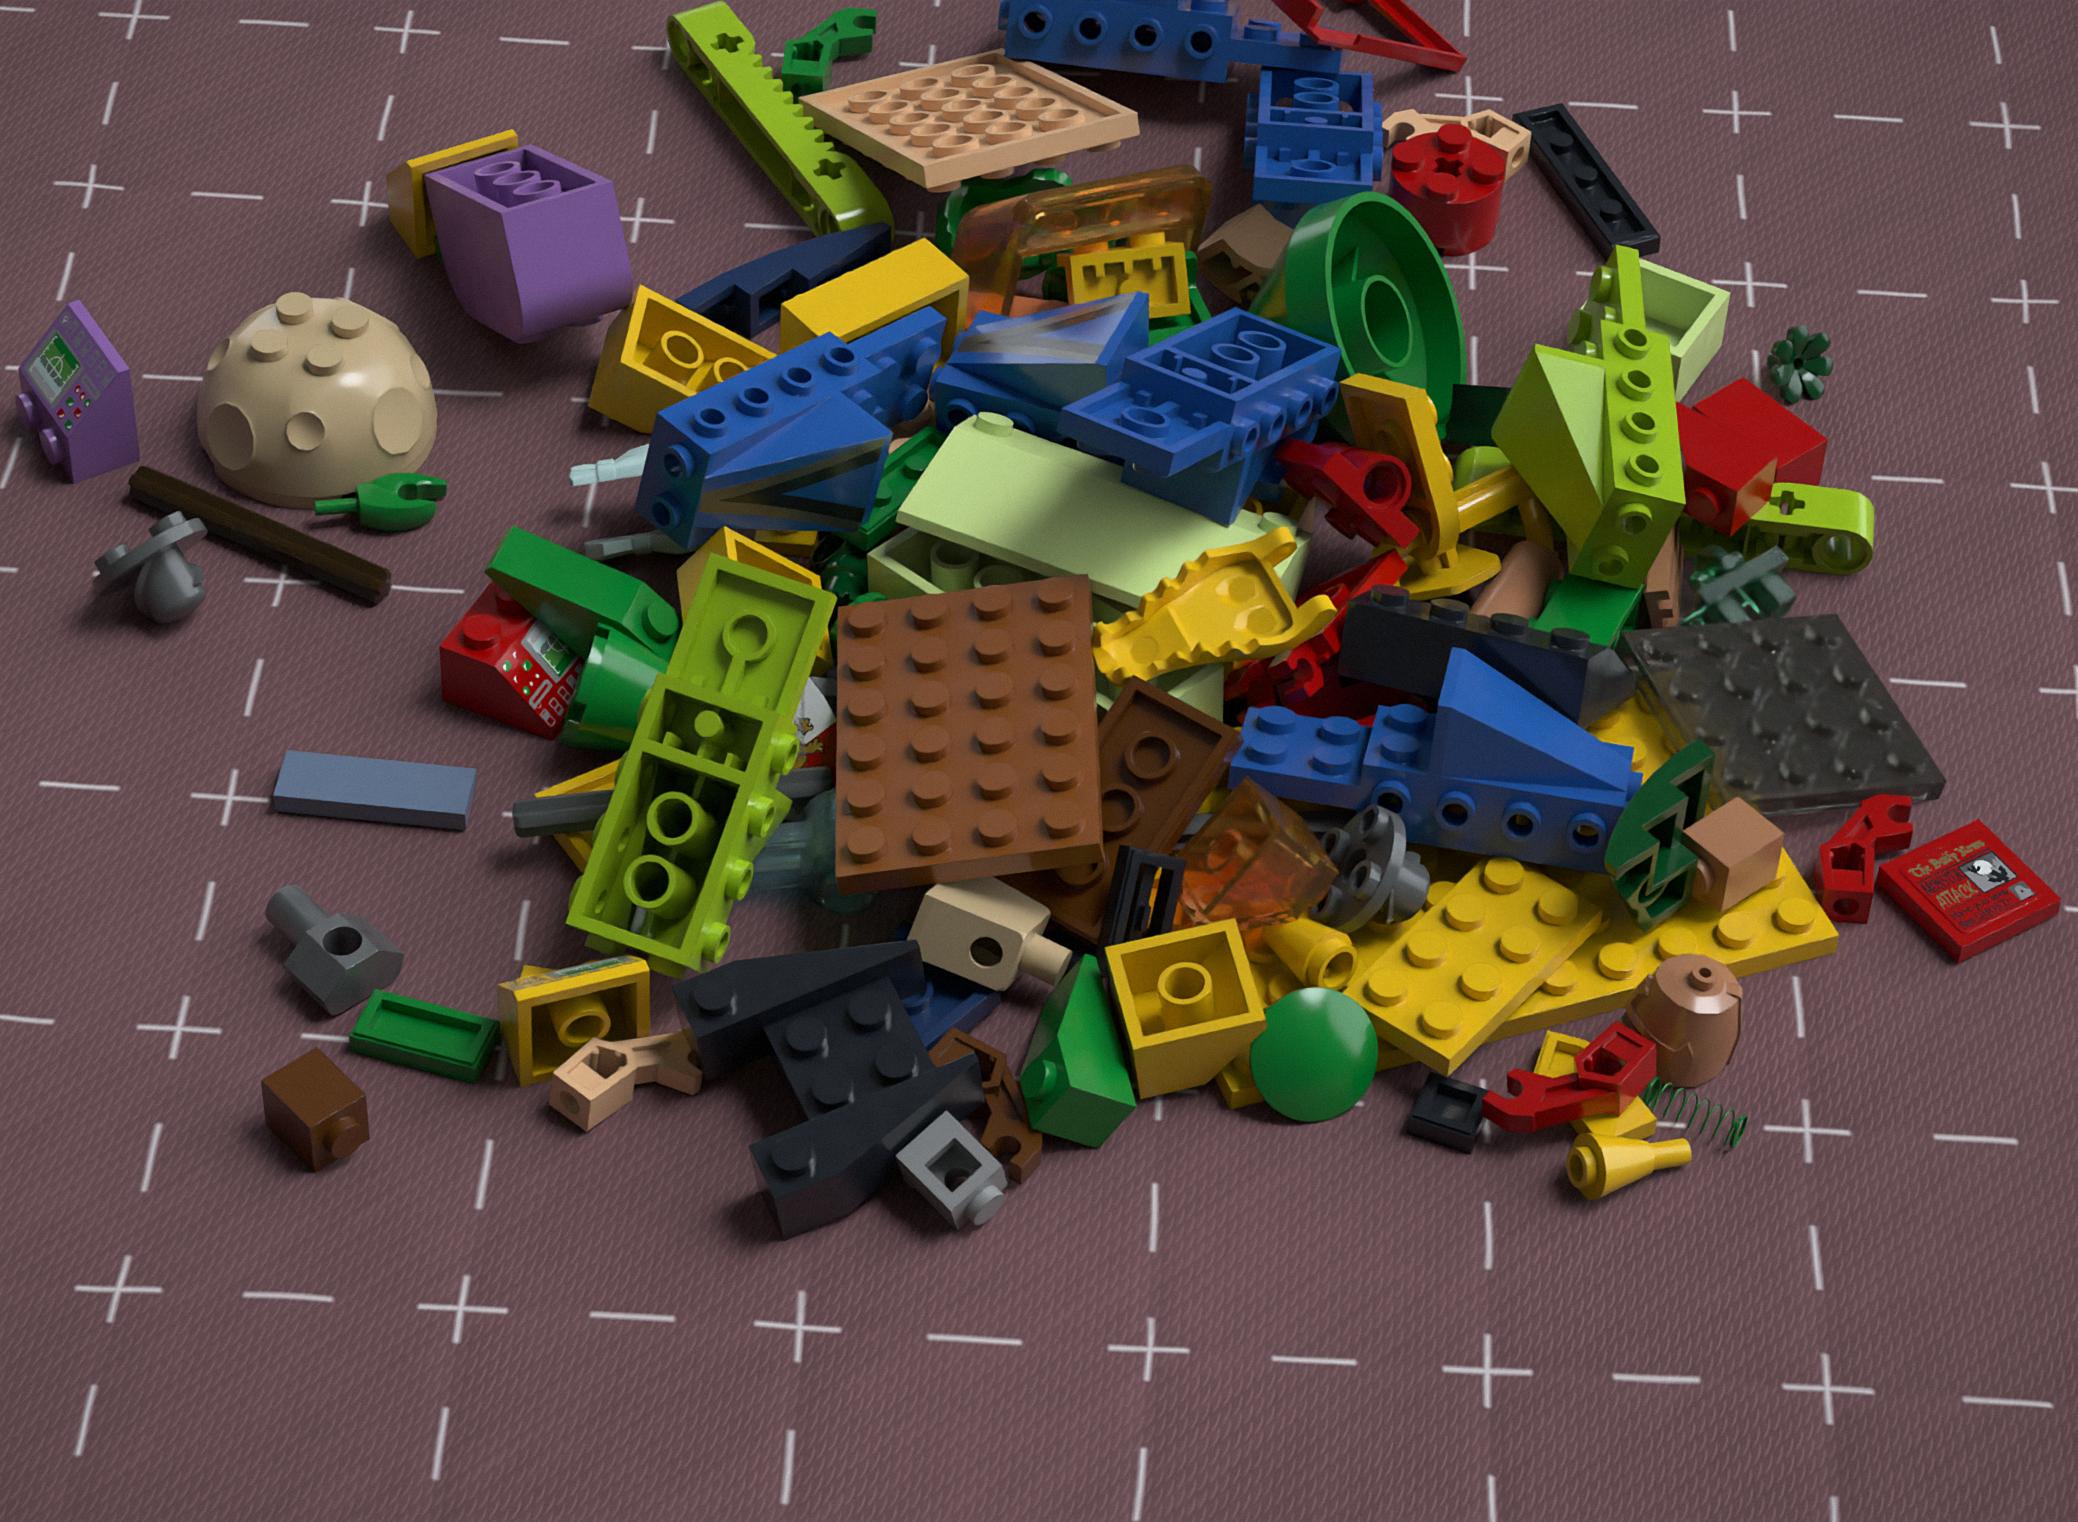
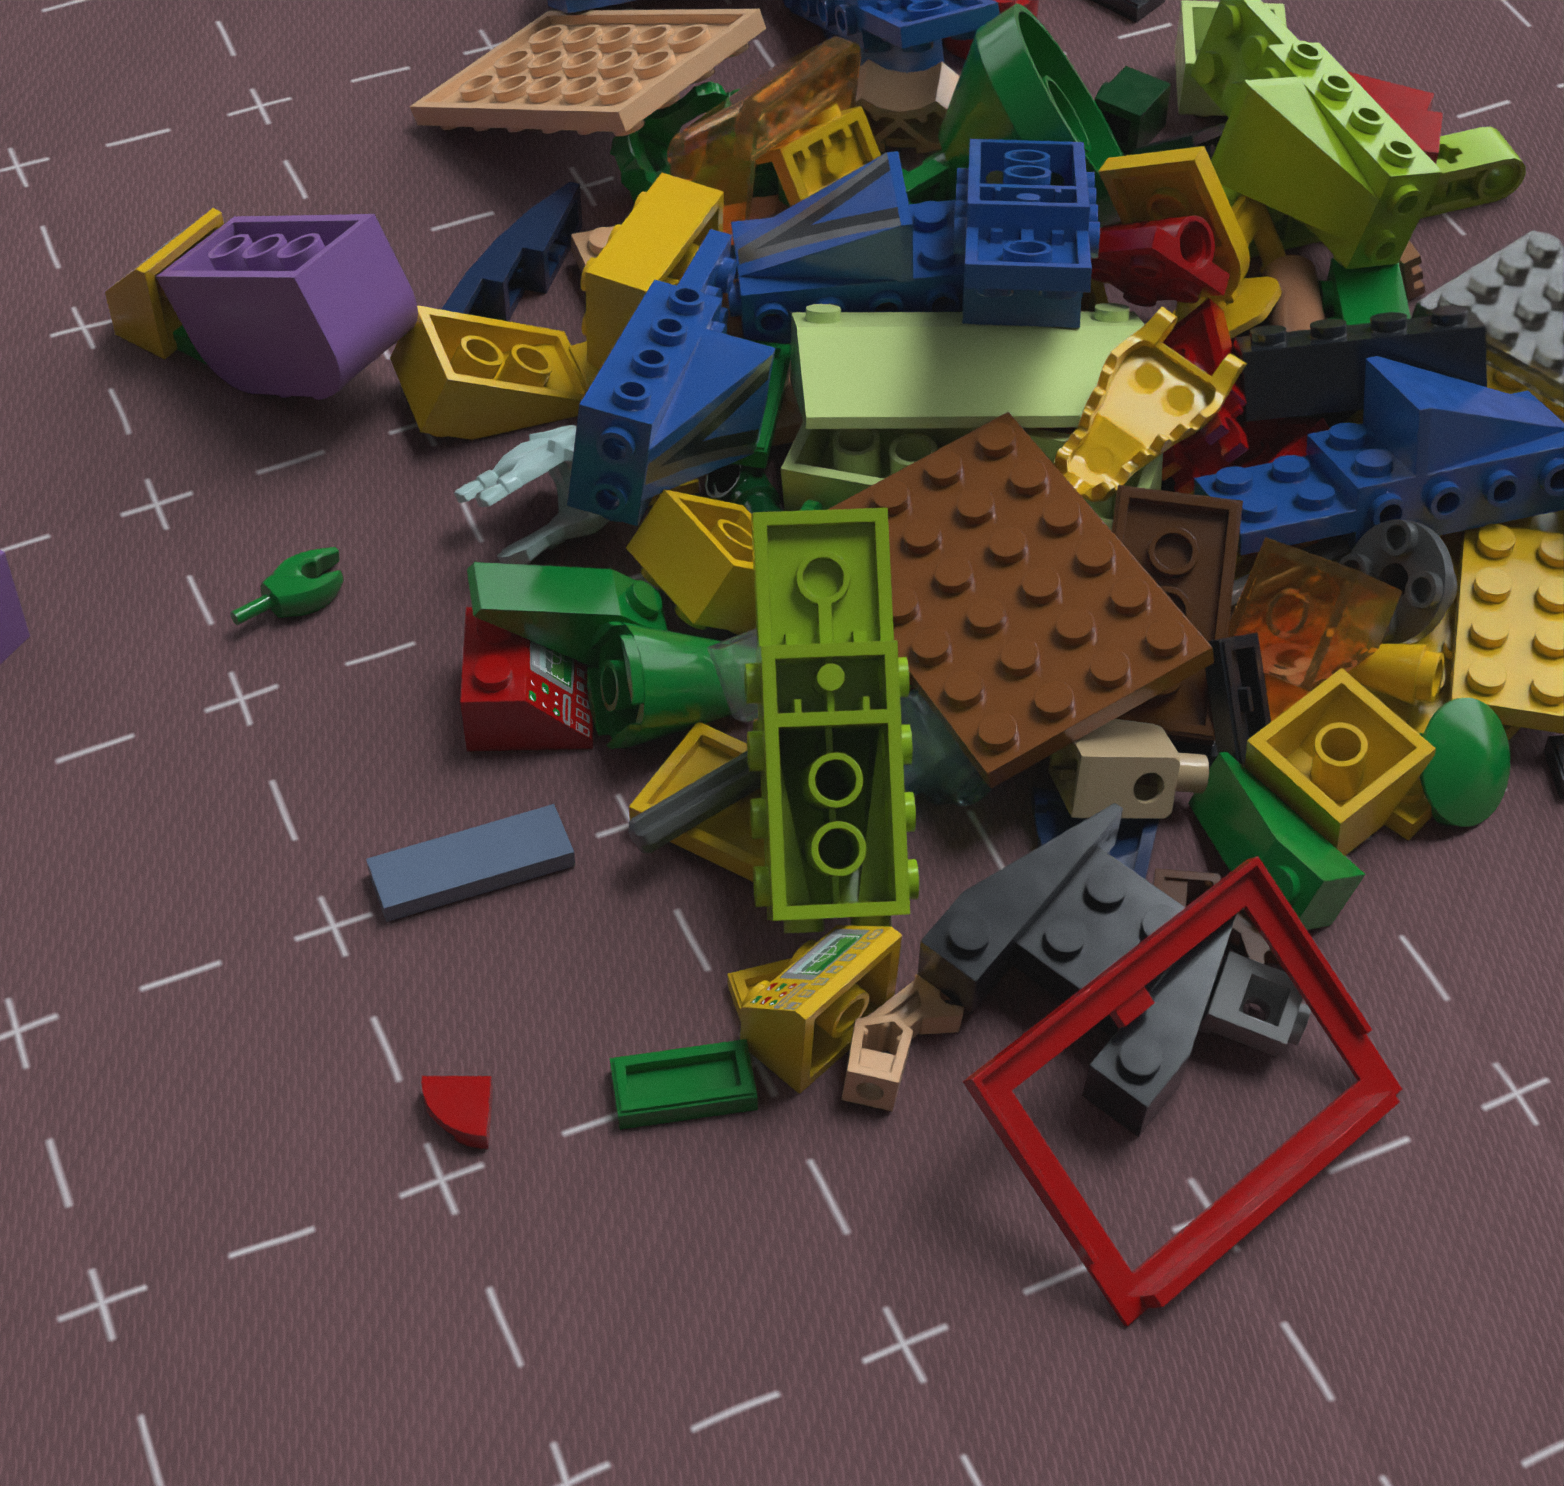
camera: 25 degrees left, 5 degrees up
(161, 576) = (135, 736): dark grey plate -> none
(230, 976) = (461, 1106): none -> red tile
(262, 534) = (195, 662): dark brown axle -> none
(314, 402) = (171, 522): tan rock -> none
(315, 1109) = (646, 1208): reddish brown brick -> none
(334, 956) = (535, 1033): flat silver piece -> none
(803, 1090) = (1124, 997): none -> red door
(810, 58) = (395, 71): green piece -> none
(817, 181) = (477, 170): lime gear -> none
(1502, 341) = (1134, 107): none -> dark green brick
(1728, 584) = (1455, 242): clear green hips -> none
(1798, 362) = (1348, 44): dark green plant -> none

